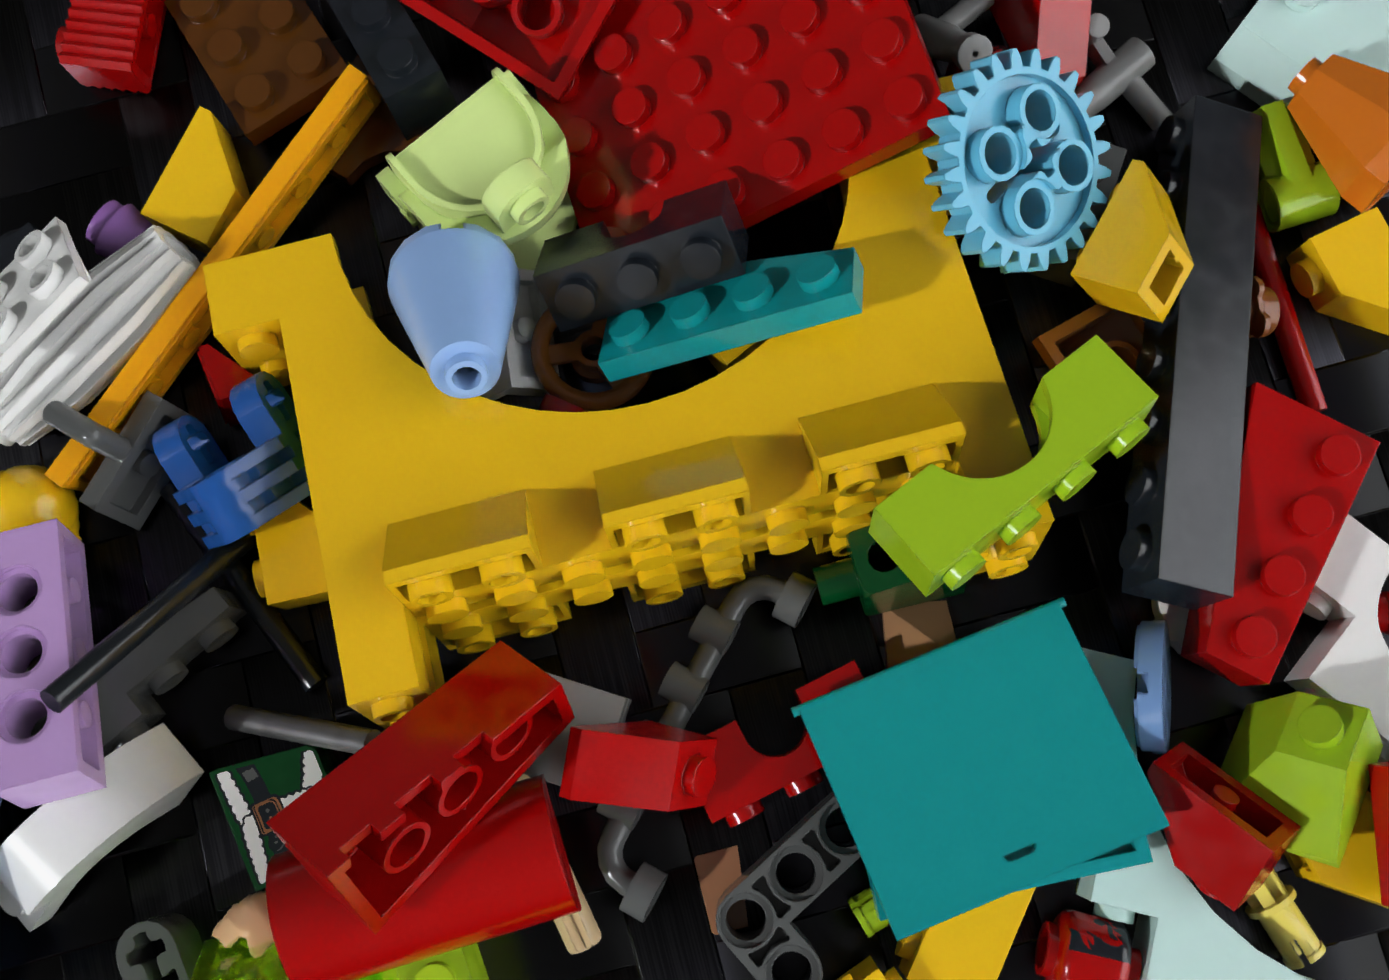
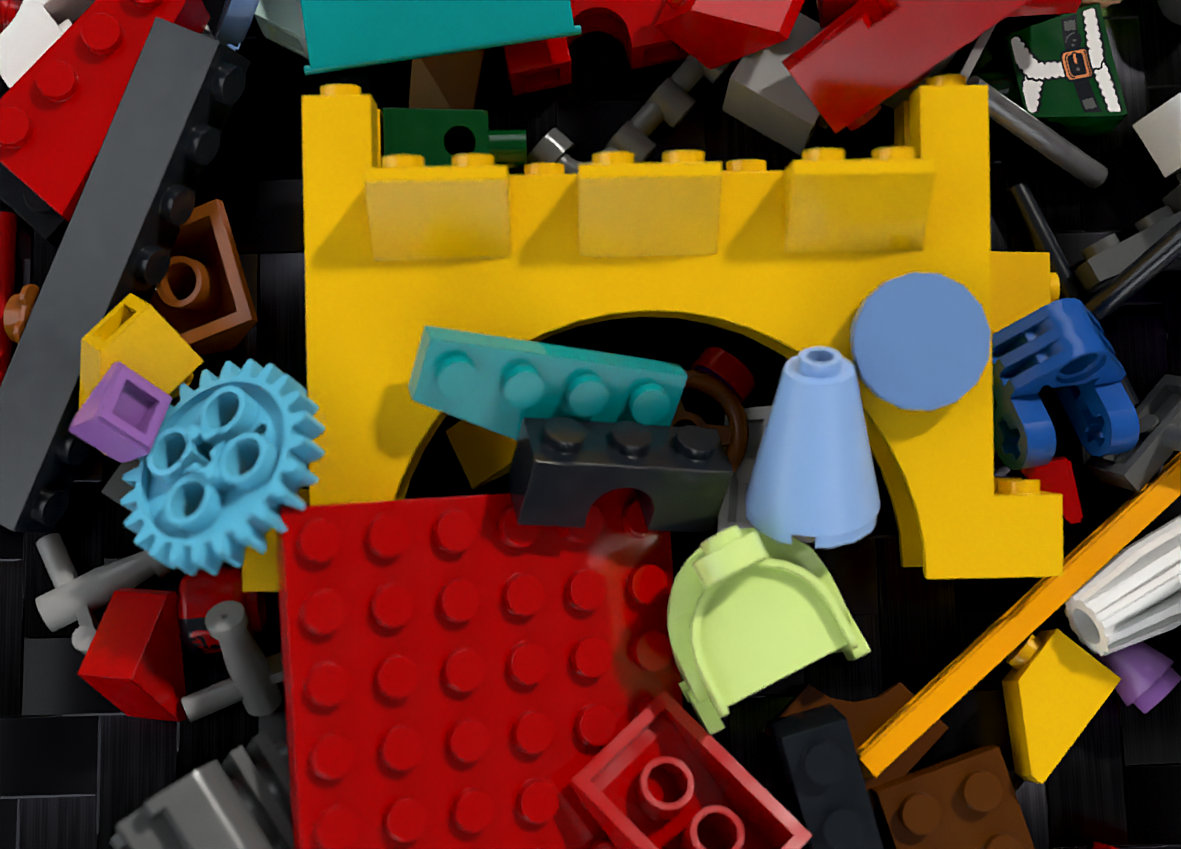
camera: 175 degrees left, 0 degrees up
(373, 430) = (919, 341): none -> medium blue tile
(946, 520) = (247, 175): lime arch -> none
(1128, 193) = (122, 414): none -> medium lavender slope

